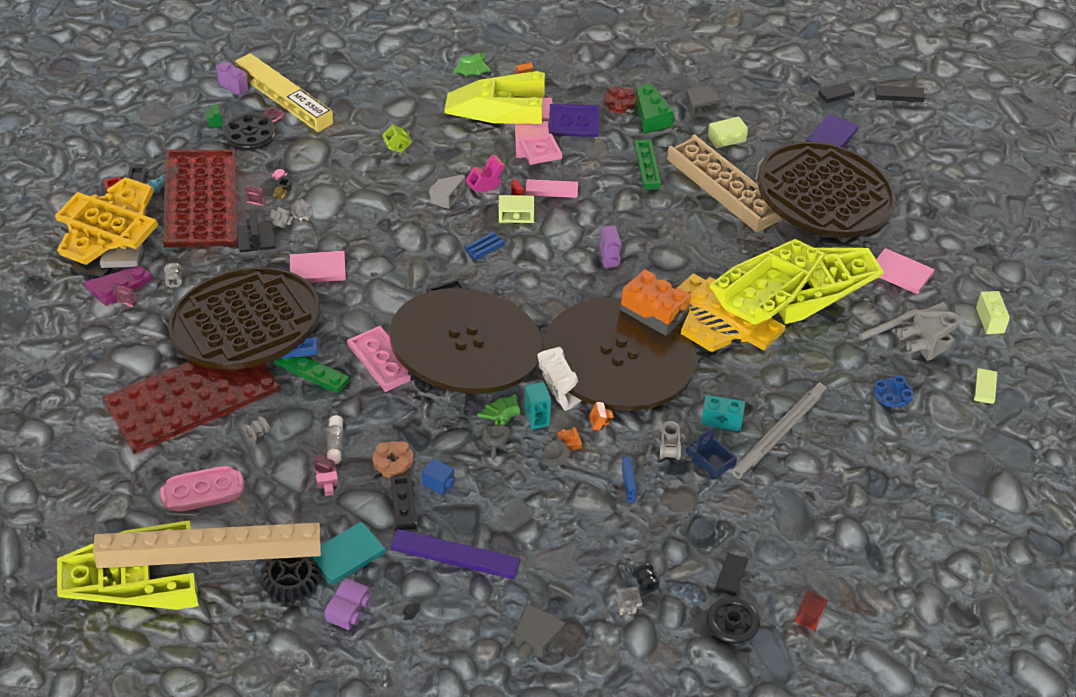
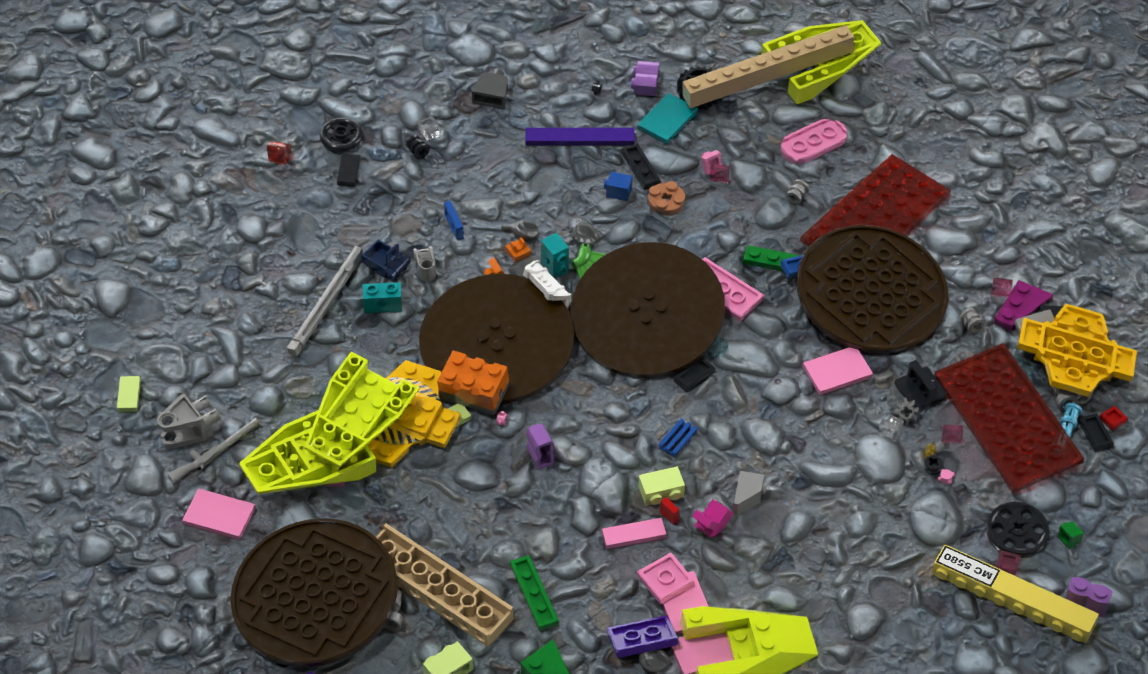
camera: 165 degrees right, 5 degrees up
(335, 439) = (724, 201): piece -> none
(397, 138) = (837, 546): lime brick -> none
(893, 392) = (220, 363): blue dish -> none
(992, 312) = (119, 472): yellowish green brick -> none

